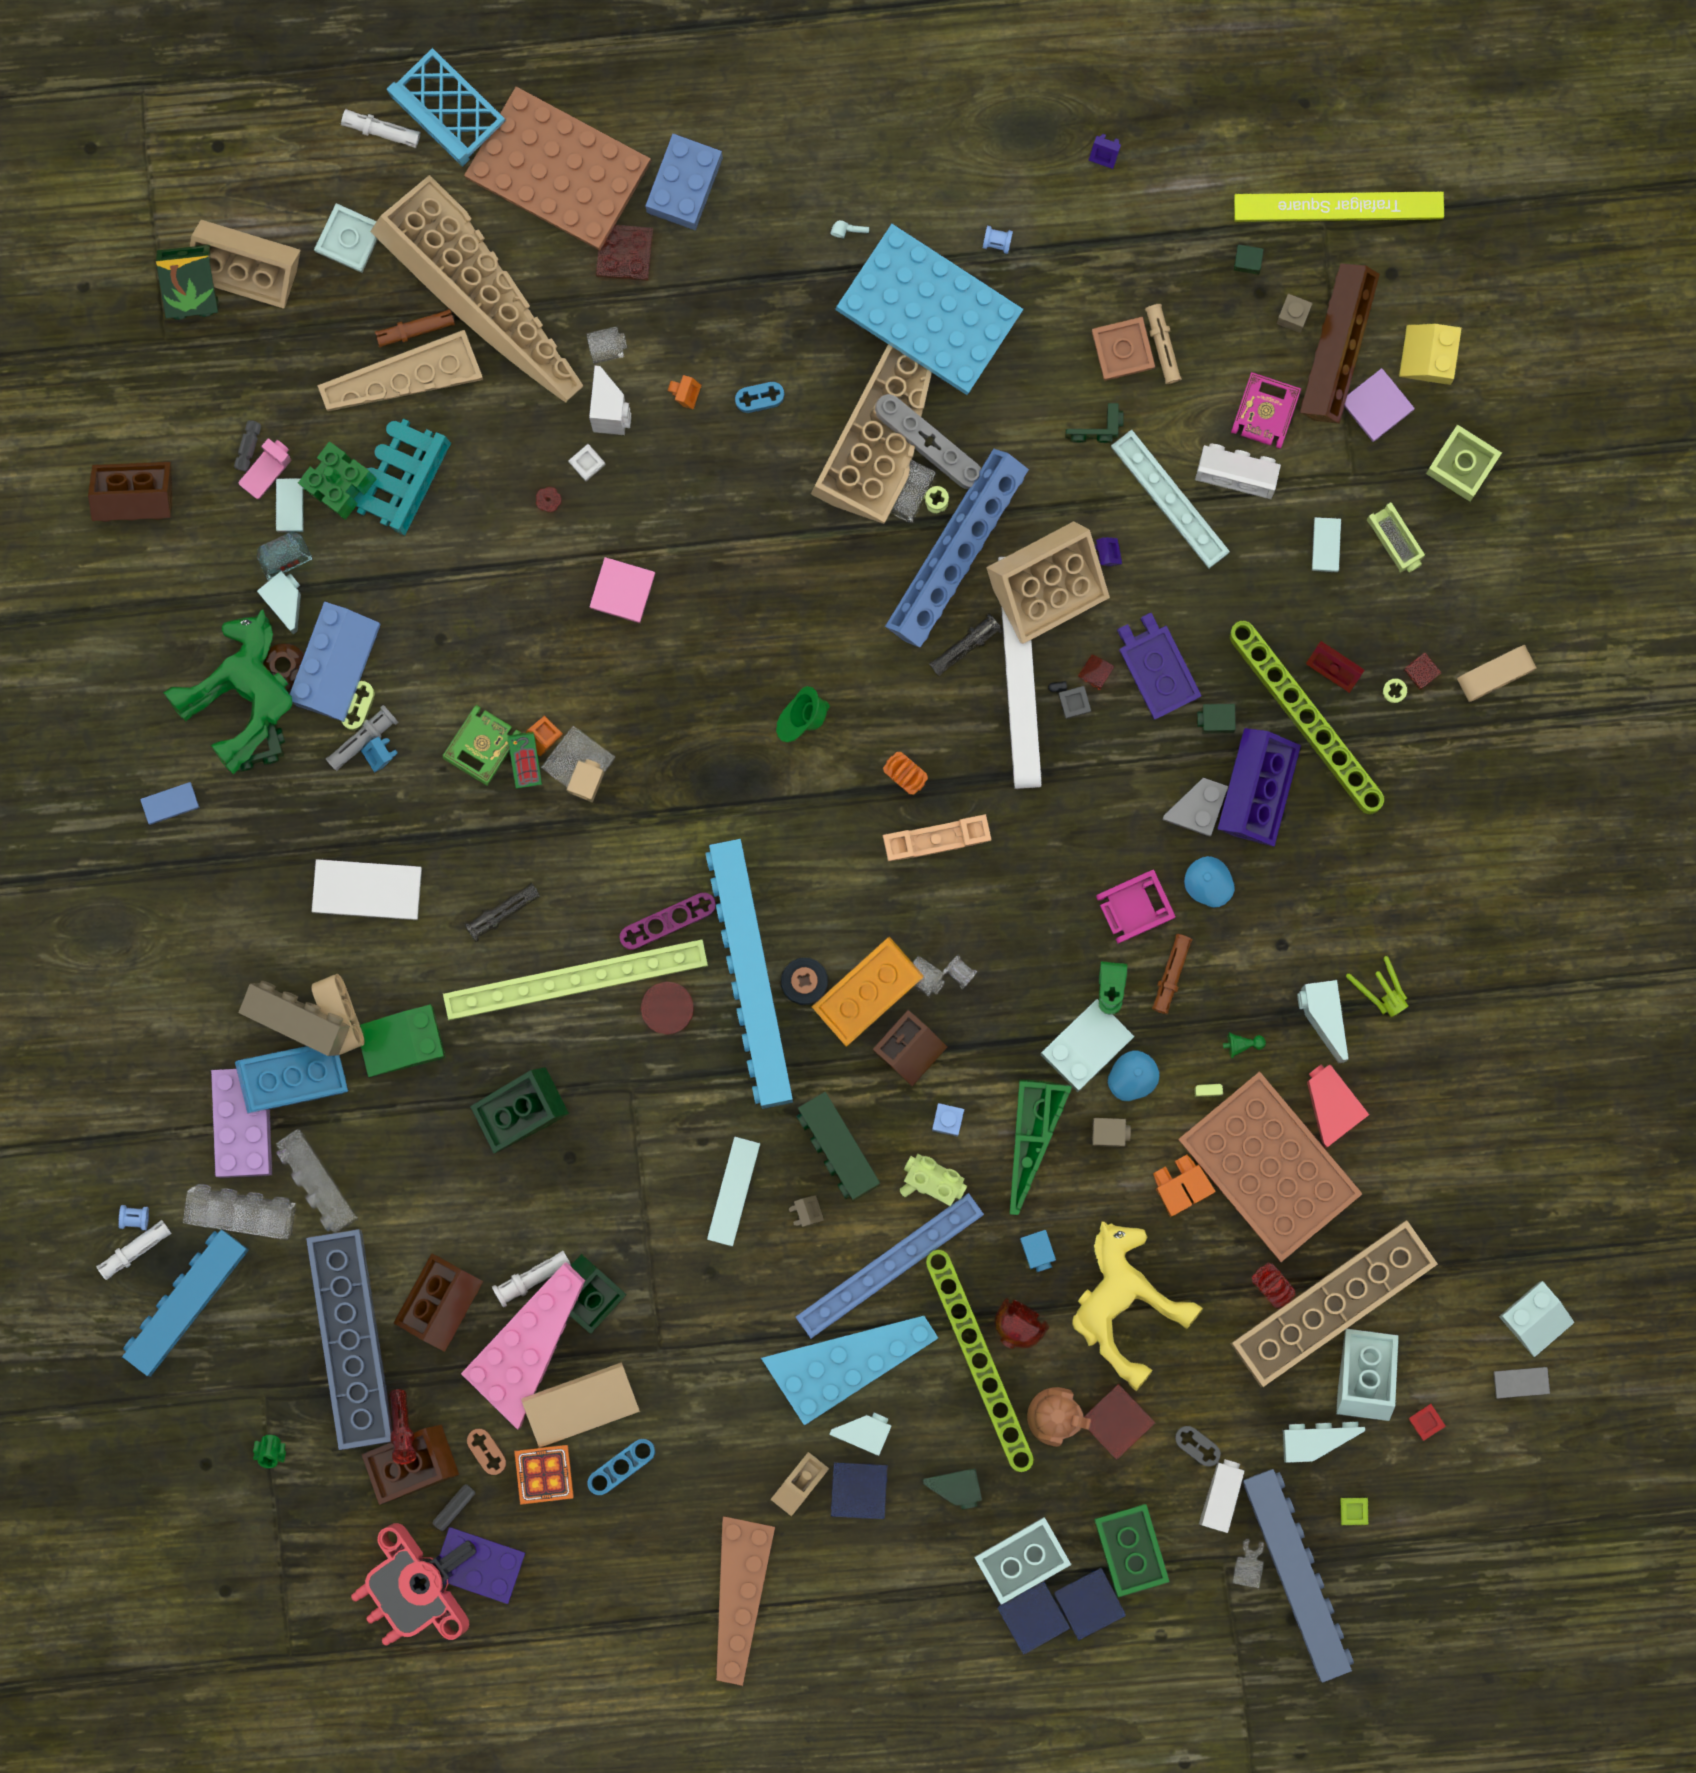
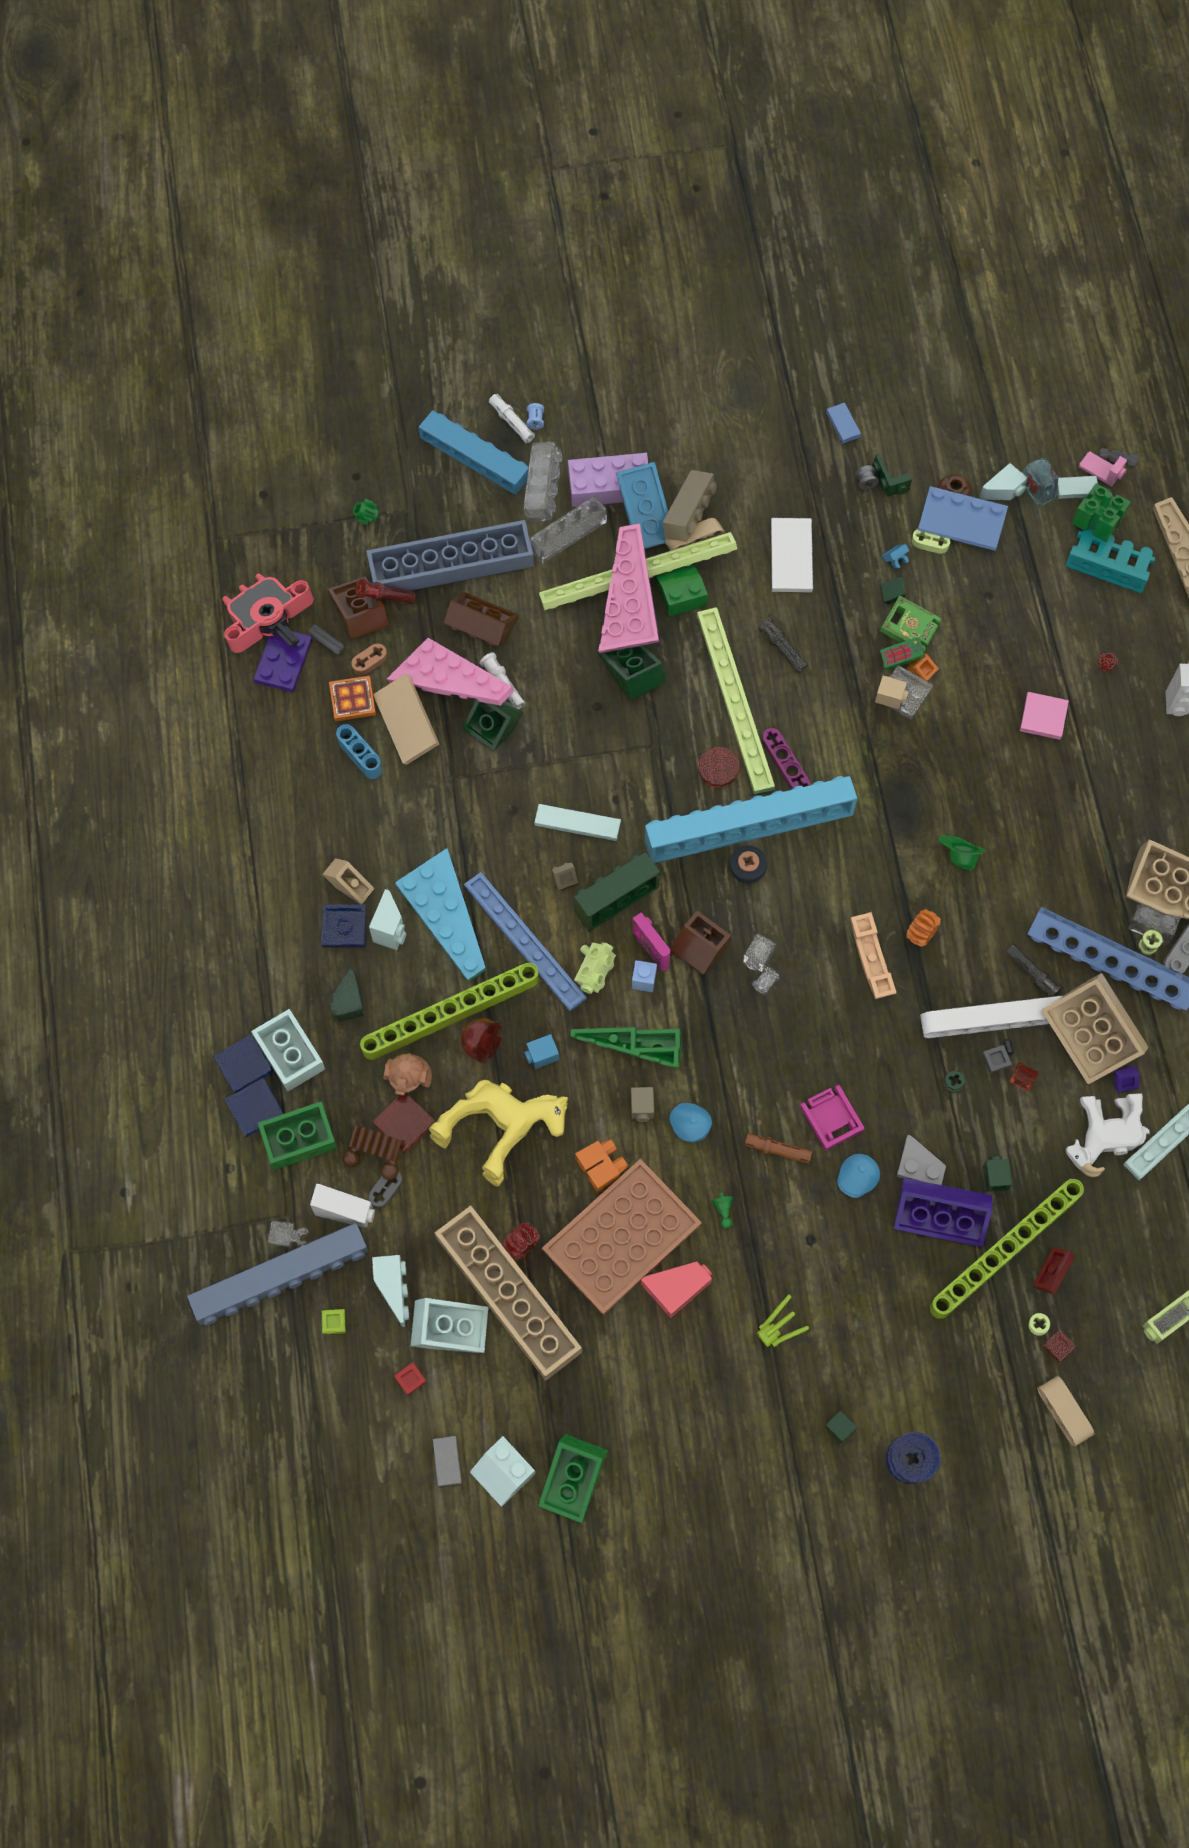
camera: 85 degrees right, 15 degrees down
(130, 491) = (1072, 381): reddish brown slope -> none
(250, 679) = (945, 458): green animal -> none
(260, 780) = (867, 477): none -> flat silver wheel
(372, 729) = (915, 549): light grey pin -> none
(385, 1093) = (656, 565): none -> yellowish green plate
(429, 762) = (892, 590): none -> dark green slope
(439, 1106) = (629, 605): none -> bright pink wing
(586, 462) = (1140, 687): white tile -> none
(742, 1578) = (277, 845): nougat wing -> none
(868, 991) = (743, 909): light orange tile -> none
(893, 1116) = (651, 941): none -> dark pink container
(1086, 1046) = (712, 1082): light aqua slope -> none
(1090, 757) = (958, 1087): none -> dark green bush
(1112, 983) = (764, 1099): green piece -> none
(1144, 1456) = (376, 1144): none -> reddish brown gear
(1157, 668) = (1034, 1124): dark purple tile -> none
(1176, 581) = (1108, 1135): none -> white animal
(1208, 1090) = (682, 1181): yellowish green tile -> none
(1324, 1012) = (756, 1272): light aqua slope -> none
(1326, 544) = (1157, 1259): light aqua tile -> none
(1502, 929) = (840, 1426): none -> dark green slope
(1547, 1238) = (573, 1478): none -> green slope
(1559, 857) = (926, 1457): none -> clear blue wheel

